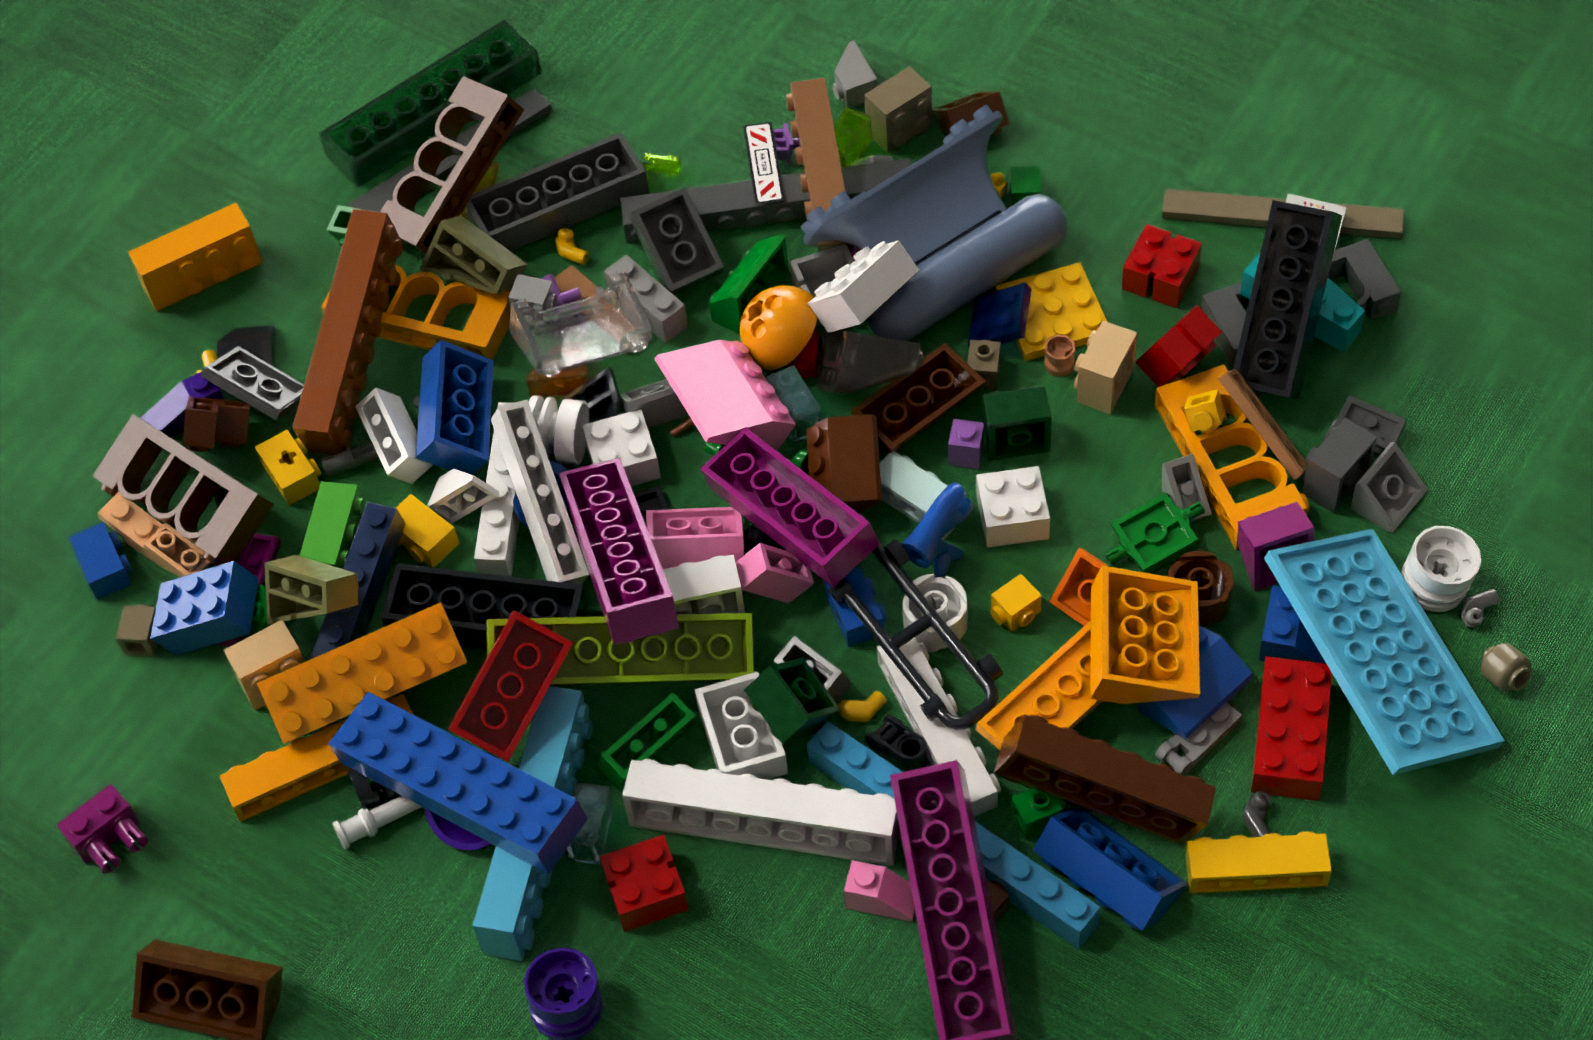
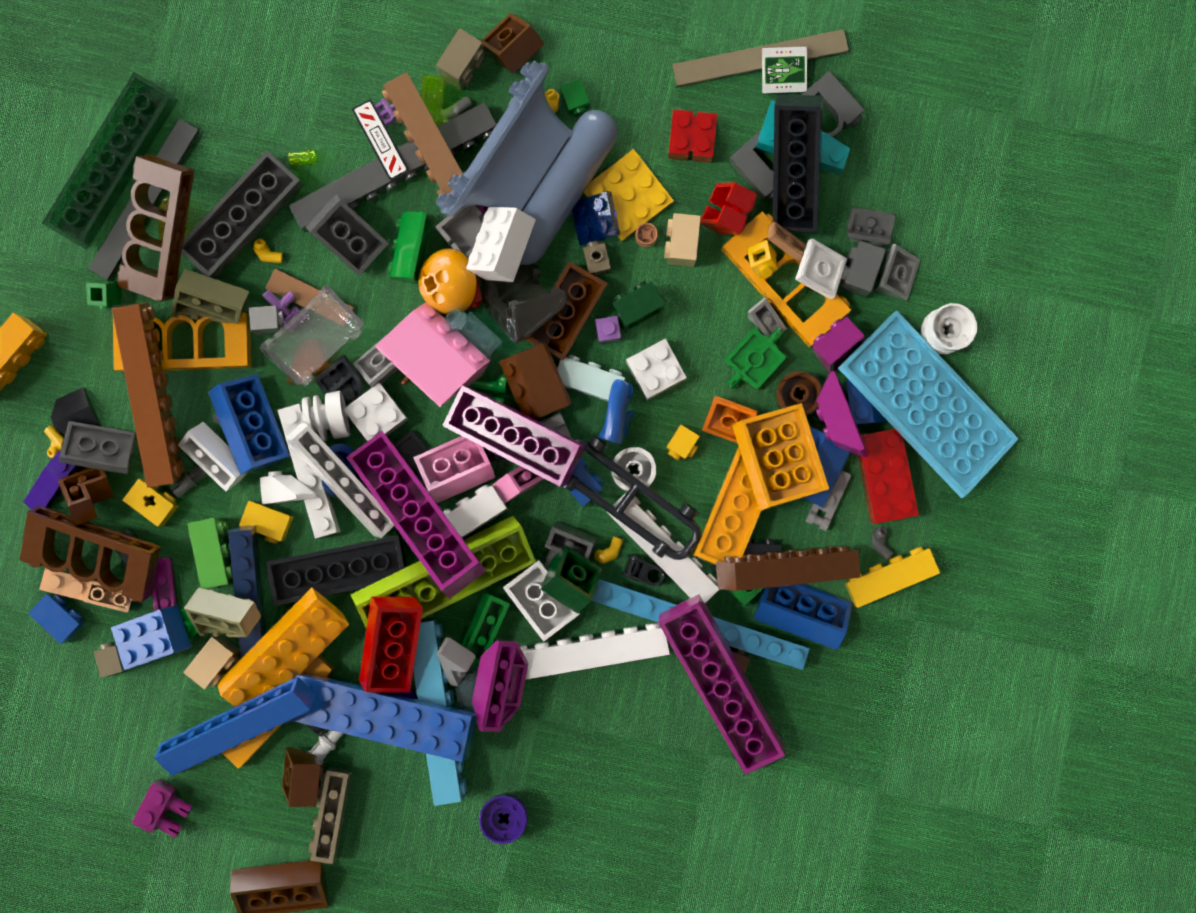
camera: 25 degrees left, 30 degrees up
(256, 732) = (235, 726): none -> blue brick
(310, 843) = (301, 778): none -> reddish brown slope
(325, 911) = (331, 815): none -> dark tan brick
(585, 745) = (454, 660): none -> light grey slope
(638, 784) = (499, 685): none -> magenta wedge
(645, 883) = (525, 727): red piece -> none
(661, 307) = (341, 282): light grey brick -> none
(771, 364) = (456, 319): none -> clear light blue plate
(853, 77) = (414, 35): light grey slope -> none
(878, 892) = (667, 678): bright pink slope -> none
(1244, 618) = (838, 417): none -> magenta wedge
(1280, 440) = (821, 269): none -> white tile
(1474, 607) = (974, 348): light grey arm -> none
(1506, 667) = (1006, 385): dark tan head -> none

